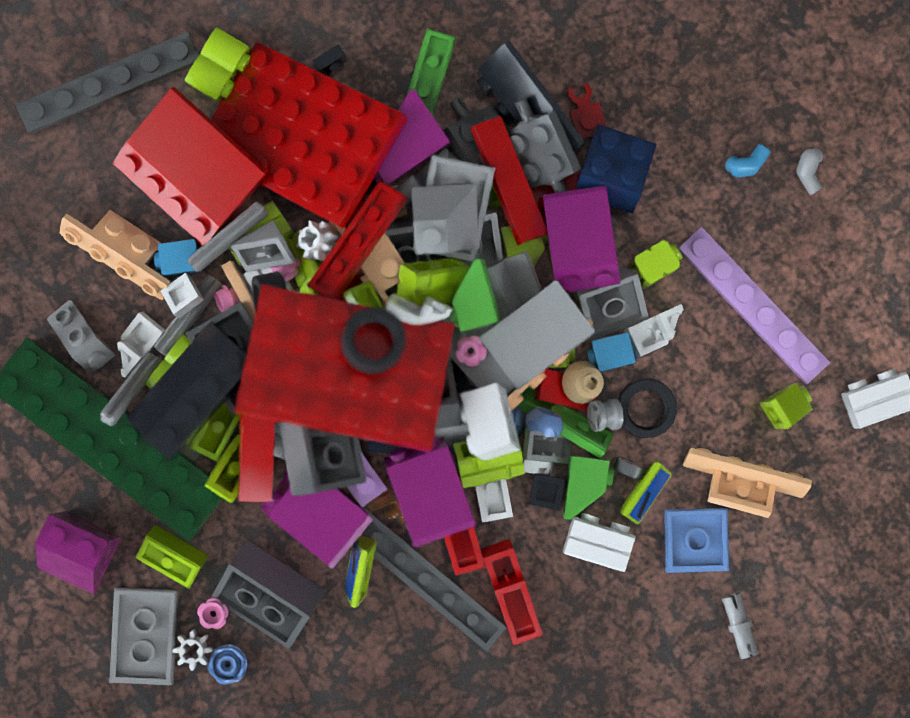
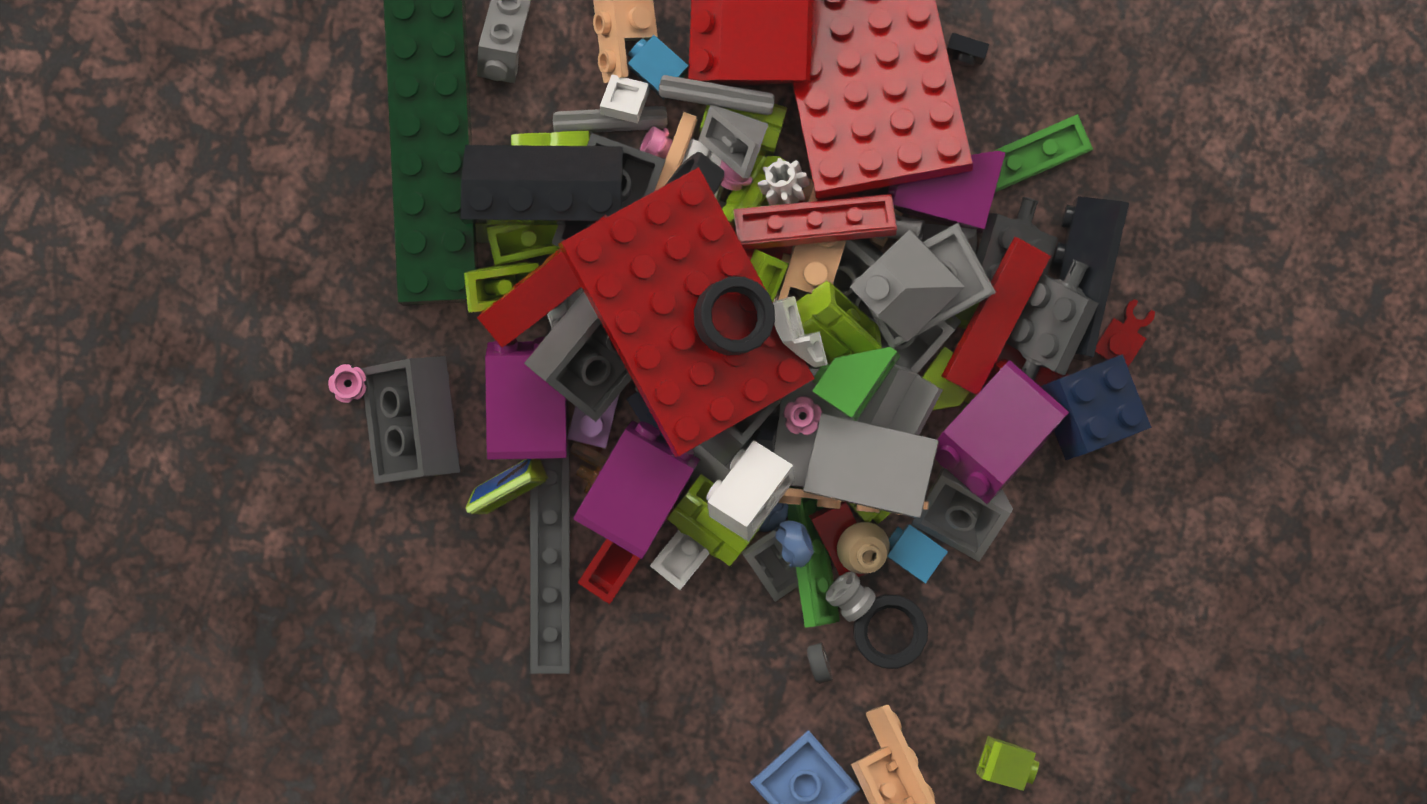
camera: 55 degrees right, 0 degrees up
(75, 550) = (298, 203): magenta slope -> none
(129, 389) = (494, 125): light grey axle -> none
(137, 341) = (545, 94): white slope -> none
(143, 636) = (271, 335): light grey tile -> none
(171, 556) = (369, 298): lime slope -> none
(201, 651) = (304, 402): white gear -> none
(222, 673) = (299, 437): medium blue plate -> none
(511, 592) = (606, 649): red slope -> none
(538, 467) = (747, 574): white tile -> none
(546, 491) = (730, 602): black plate -> none
(585, 483) = (769, 633): bright green slope -> none
(599, 543) = (723, 693): white brick -> none
(645, 492) = (809, 698): slope -> none
(654, 331) = (970, 577): white slope -> none
(656, 263) = (1035, 522): lime brick -> none
(747, 165) = (1206, 533): dark azure arm -> none
(753, 305) = (1076, 652): lavender plate -> none
(807, 168) = (1252, 592): light grey arm -> none

